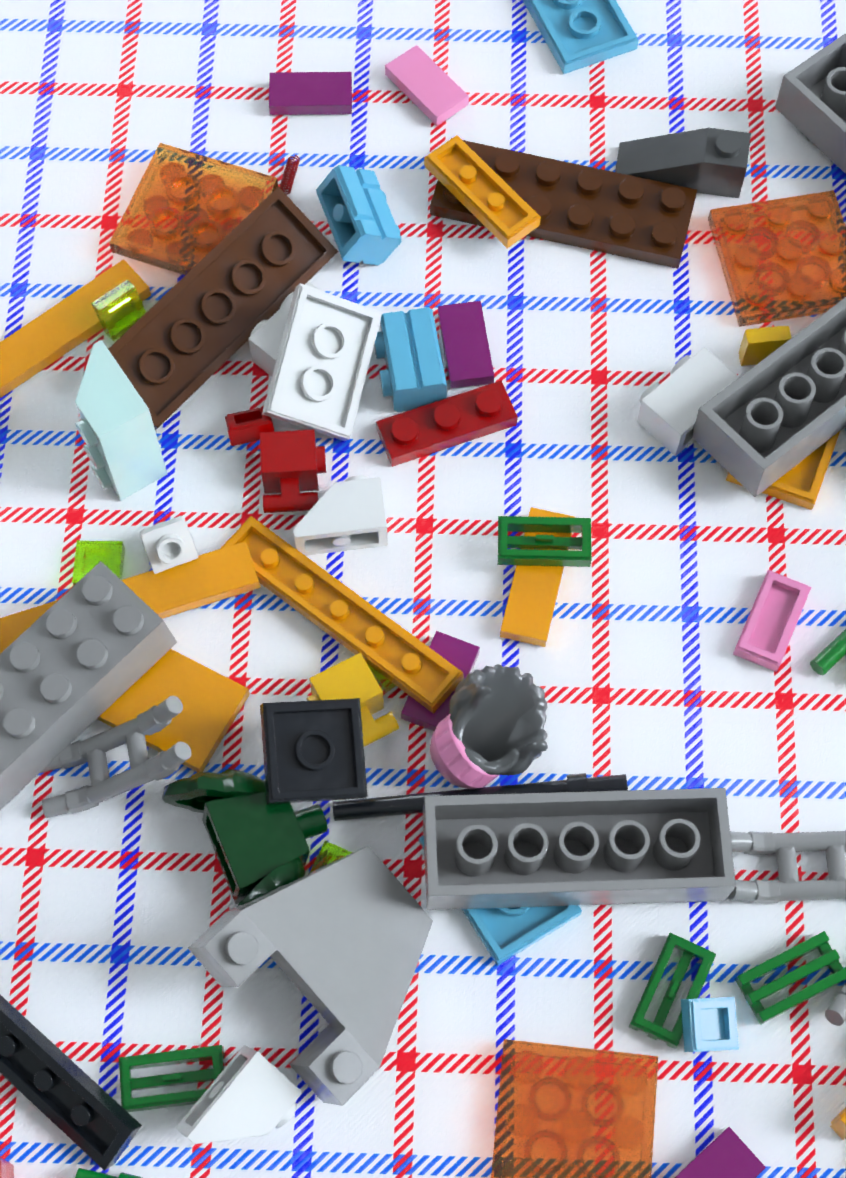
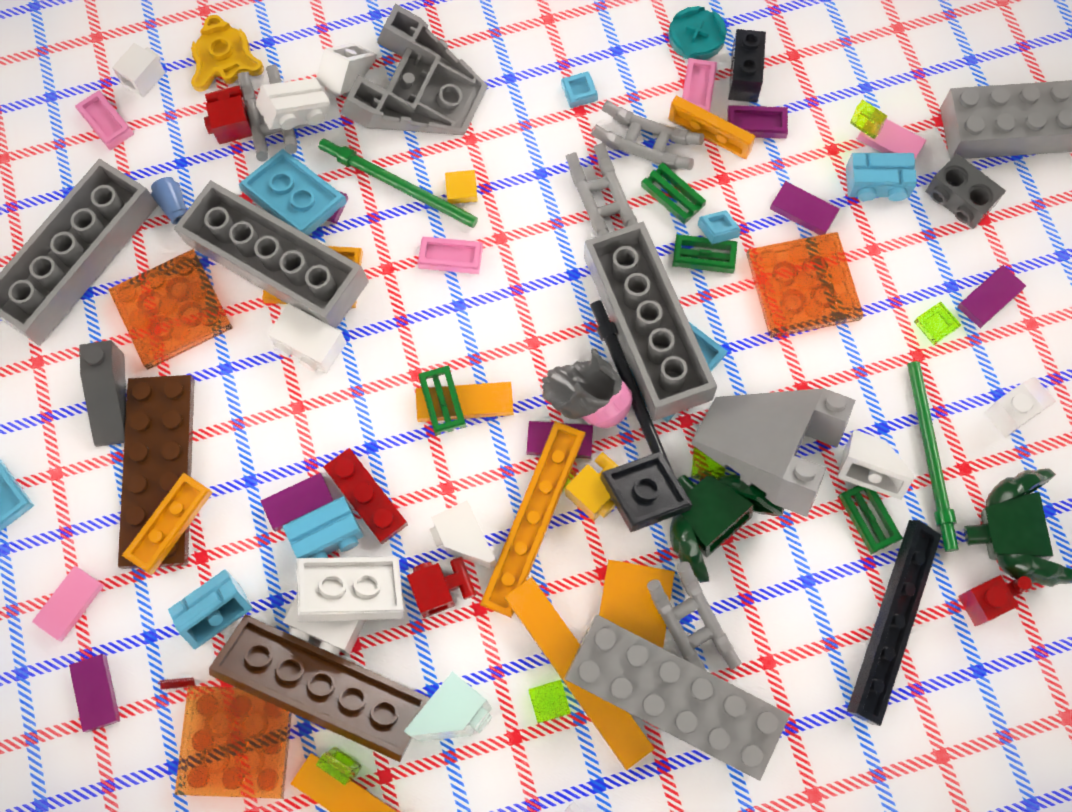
camera: 105 degrees left, 5 degrees up
(168, 544) = (523, 651): white bracket -> none
(247, 425) = (410, 630): red tile -> none
(761, 342) = (250, 302): yellow tile -> none

